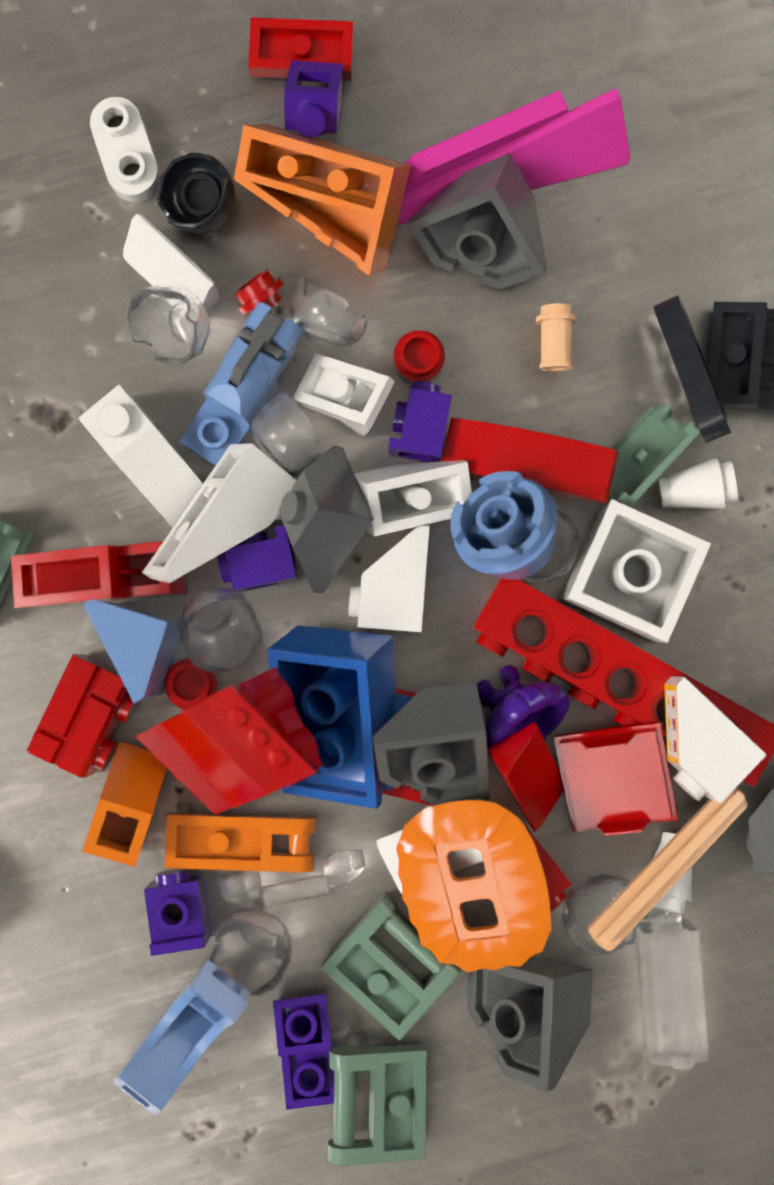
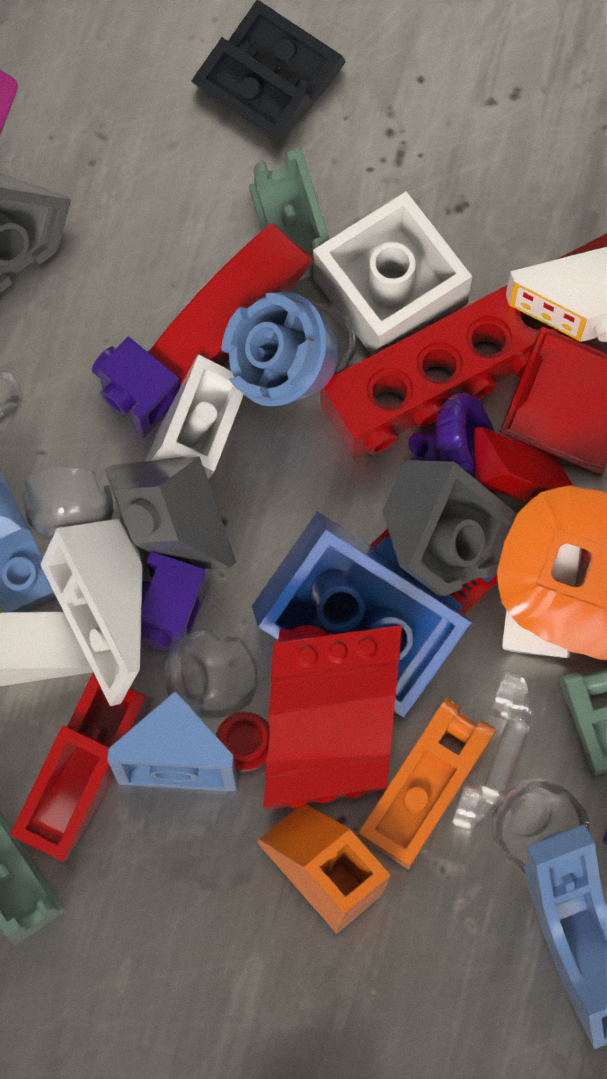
camera: 60 degrees left, 15 degrees down
(83, 718) = (212, 858): red brick -> none
(189, 893) = (469, 903): dark purple brick -> none
(343, 392) = (64, 428): white slope -> none
(394, 587) = (273, 493): white slope -> none
(419, 356) = (70, 354): red plate -> none
(556, 336) = (136, 228): light nougat pin -> none
(692, 369) = (239, 127): black beam -> none
(700, 486) = (349, 182): white cone -> none

